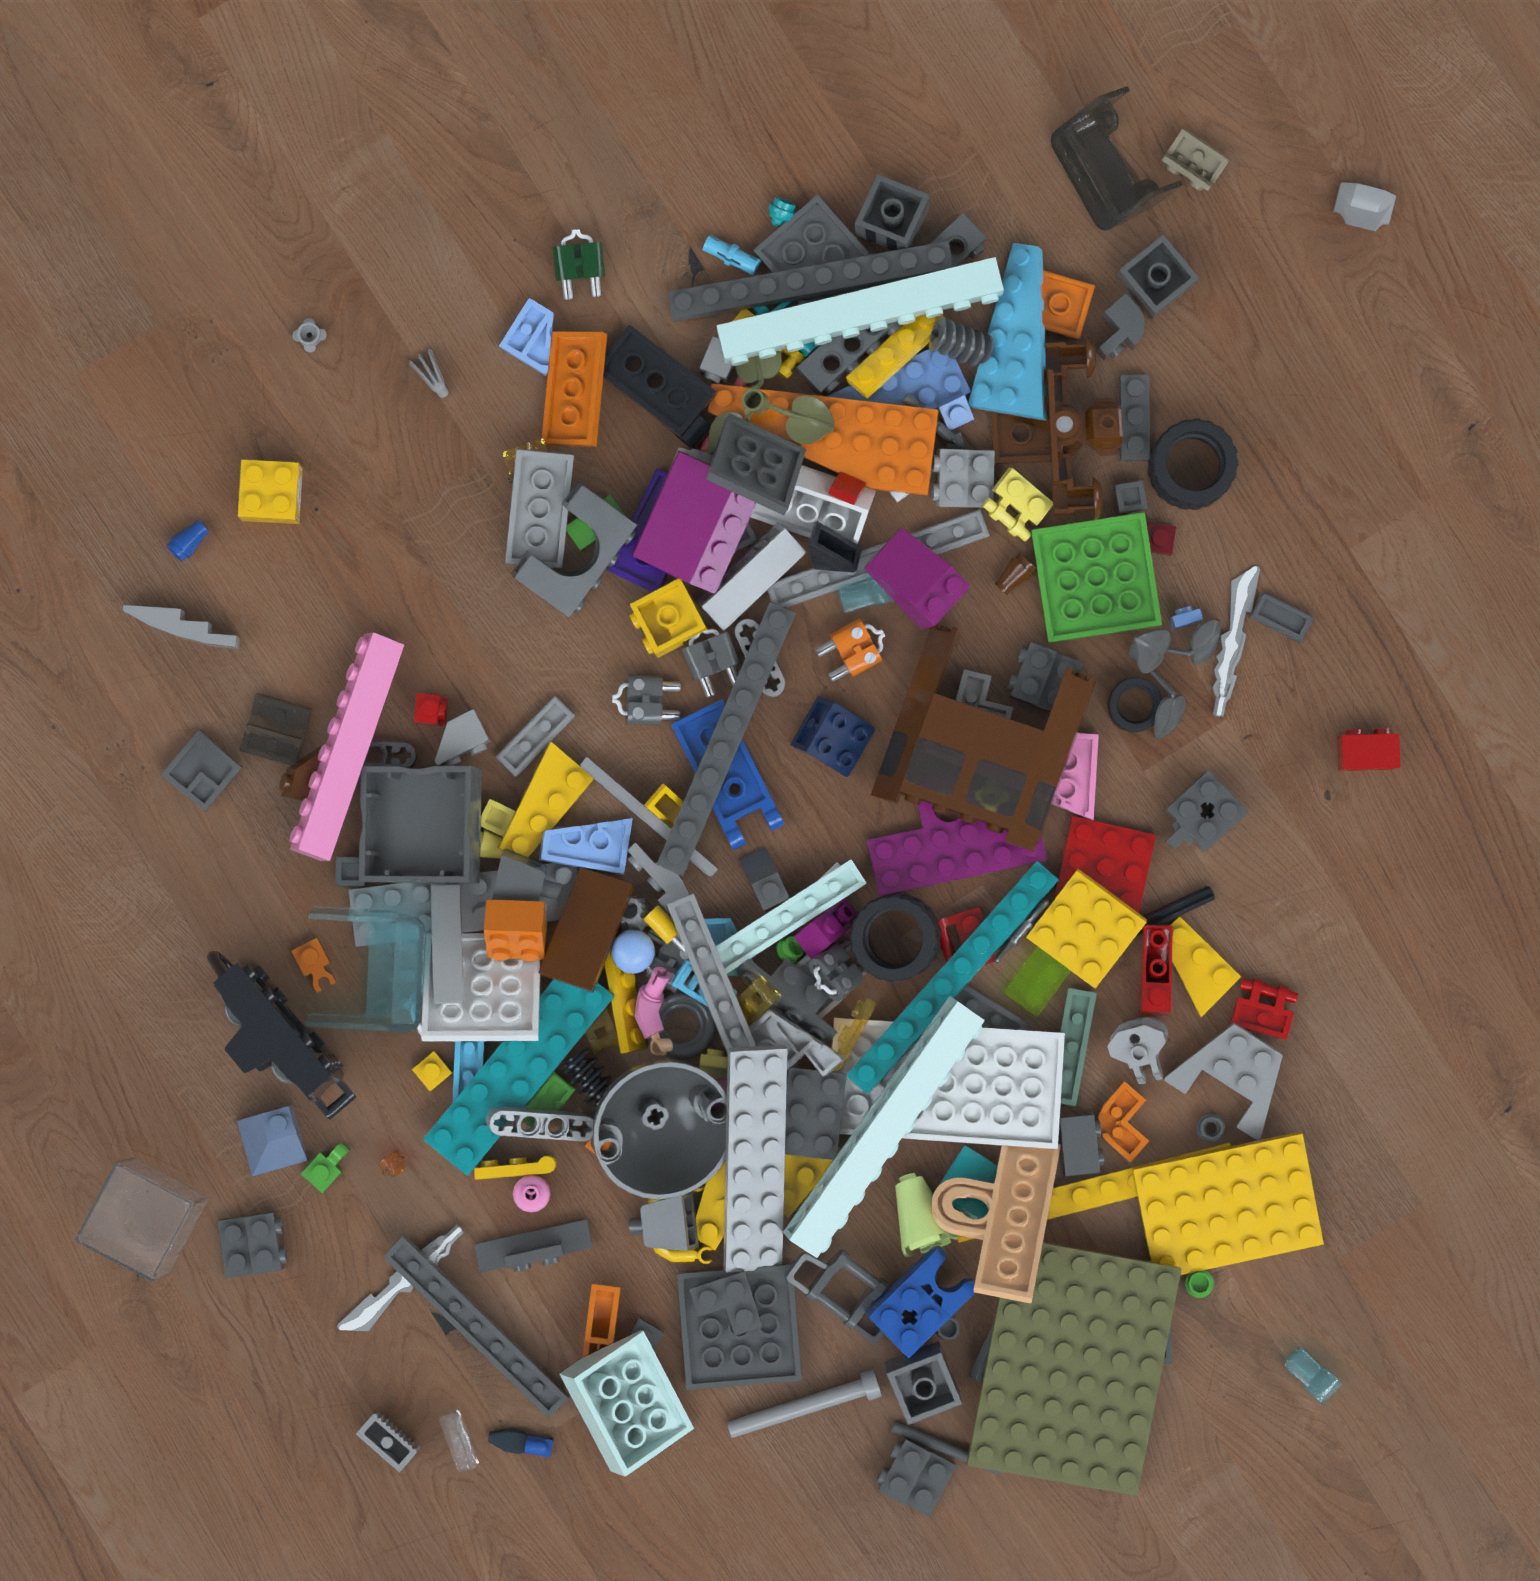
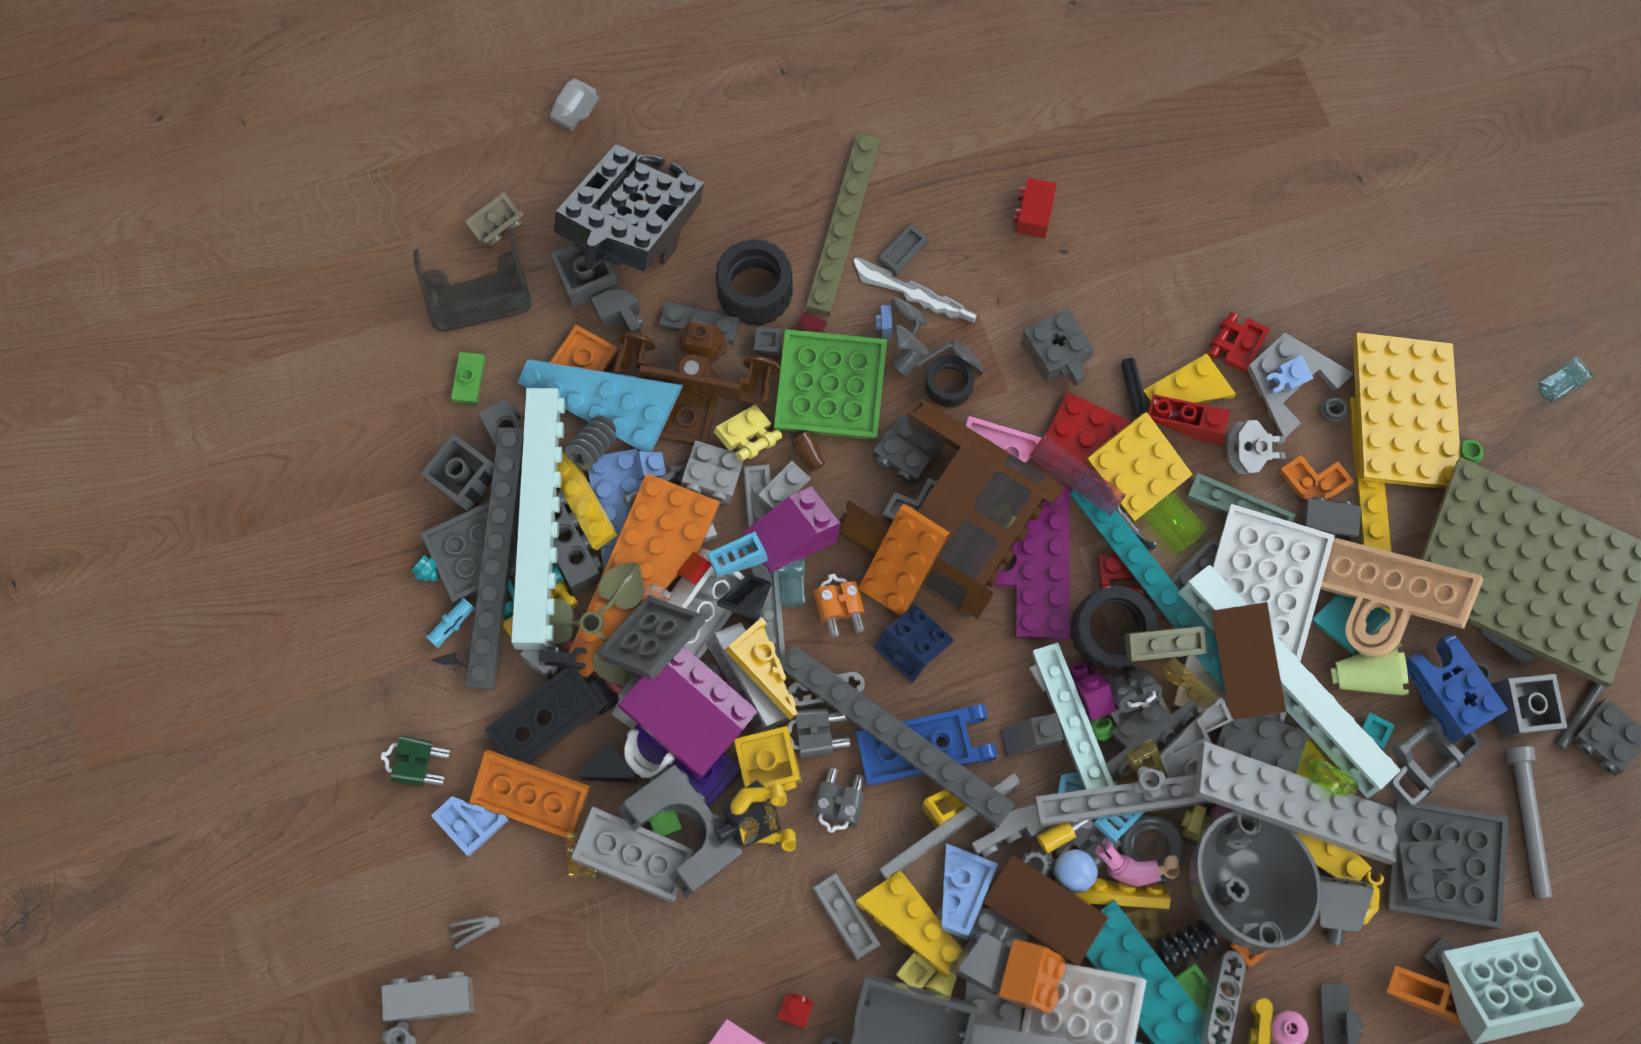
camera: 70 degrees left, 15 degrees down
(353, 350) = (427, 998): none -> light grey brick
(461, 736) = (829, 987): light grey slope -> none
(605, 618) = (754, 818): none -> torso
(623, 460) = (607, 767): none -> black slope
(633, 490) = (639, 763): none -> white helmet
(717, 372) = (555, 657): none -> black plate
(729, 1009) = (1155, 776): none -> light grey plate
(768, 579) = (758, 660): none -> yellow wing
(784, 1204) = (1348, 785): none -> clear neon green helmet
(809, 459) = (657, 592): none -> clear tile
(859, 1231) = (1377, 729): none -> teal plate
(883, 530) = (742, 544): none -> medium azure slope
(885, 991) = (1165, 643): none -> olive plate
(888, 1079) = (1249, 660): none -> reddish brown tile
(909, 702) = (903, 560): none -> orange plate
(967, 557) = (785, 484): none -> light grey plate
(1005, 189) = (468, 378): none -> bright green plate
(1054, 863) = (1077, 475): none -> clear pink plate
(1200, 324) = (629, 210): none -> black piece
(1232, 1071) = (1290, 375): none -> light blue plate
(1296, 544) = (843, 224): none -> olive plate

